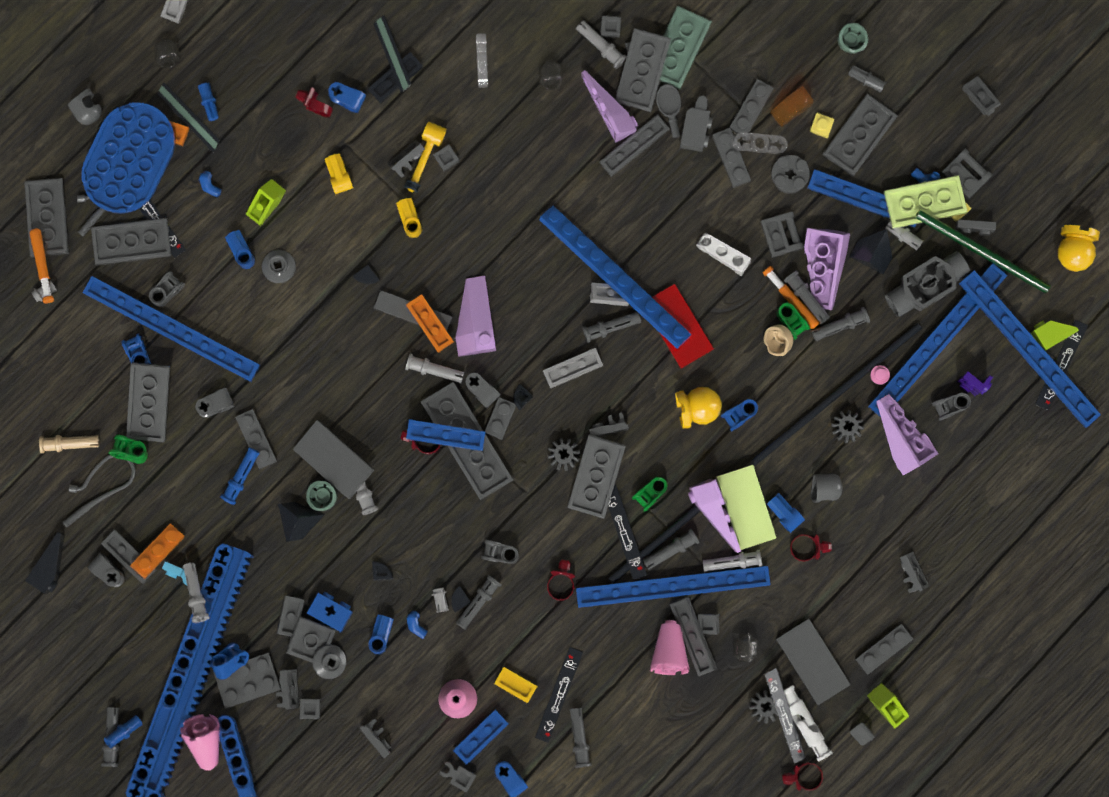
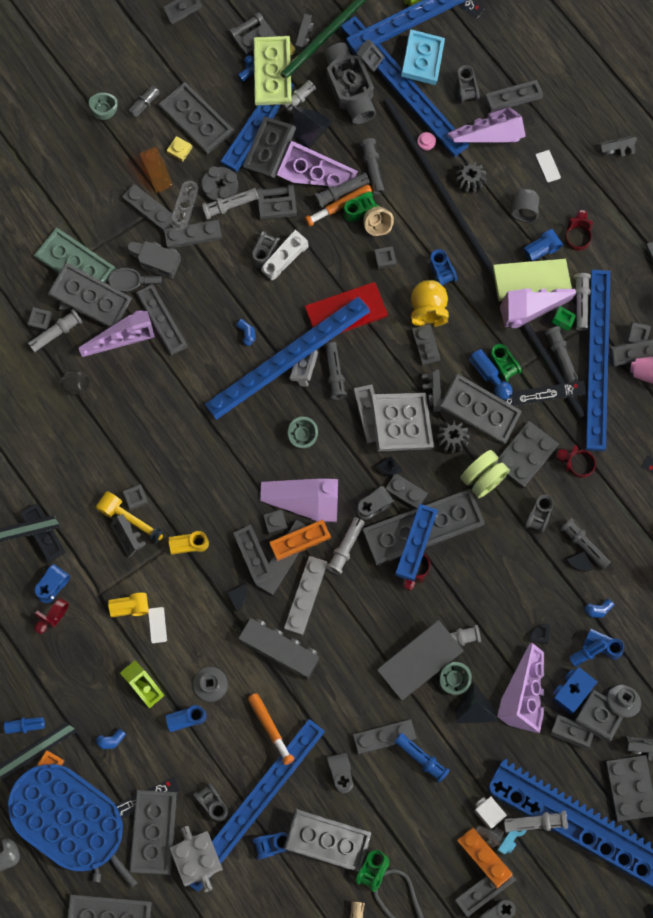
camera: 80 degrees left, 10 degrees down
(110, 284) = (196, 858): none -> light grey plate
(178, 558) = (495, 837): none -> clear plate
(200, 549) = (489, 812): none -> white brick
(228, 661) = (608, 799): blue piece -> none
(260, 317) = (265, 719): none -> orange piece
(314, 563) = (522, 698): none -> lavender wedge
(321, 324) = (278, 648): none -> dark grey brick
(326, 205) = (157, 625): none -> white sticker
(368, 619) = (588, 652): none -> blue axle
(379, 340) = (305, 595): none -> light grey plate
(408, 281) = (253, 554): none -> dark grey plate
(440, 600) = (577, 580): light grey pin -> none
(446, 297) = (275, 522): none -> dark grey plate
(482, 60) = (44, 445): clear beam -> none
(529, 488) = (484, 474): none -> yellowish green wheel
(540, 306) = (302, 433): none -> sand green helmet
(560, 530) = (527, 454): none -> dark grey plate
(568, 400) = (401, 422): none -> light grey plate
(636, 234) = (249, 332): none -> blue arm
(637, 479) = (490, 373): none -> blue piece
(657, 412) = (426, 344): none -> dark grey plate
(709, 545) = (563, 318): none -> green plate
(728, 232) = (265, 247): none -> dark grey piece
(741, 355) = (385, 257): none -> dark grey plate
(766, 180) = (223, 205): none -> light grey pin
(837, 215) = (269, 147): none -> dark grey plate
(878, 505) = (548, 166): none -> white sticker
(949, 456) = (514, 96): none -> dark grey plate
(958, 298) = (370, 55): none -> dark grey plate
(973, 354) = (422, 57): none -> medium azure plate
(973, 385) = (452, 59): dark purple bracket -> none

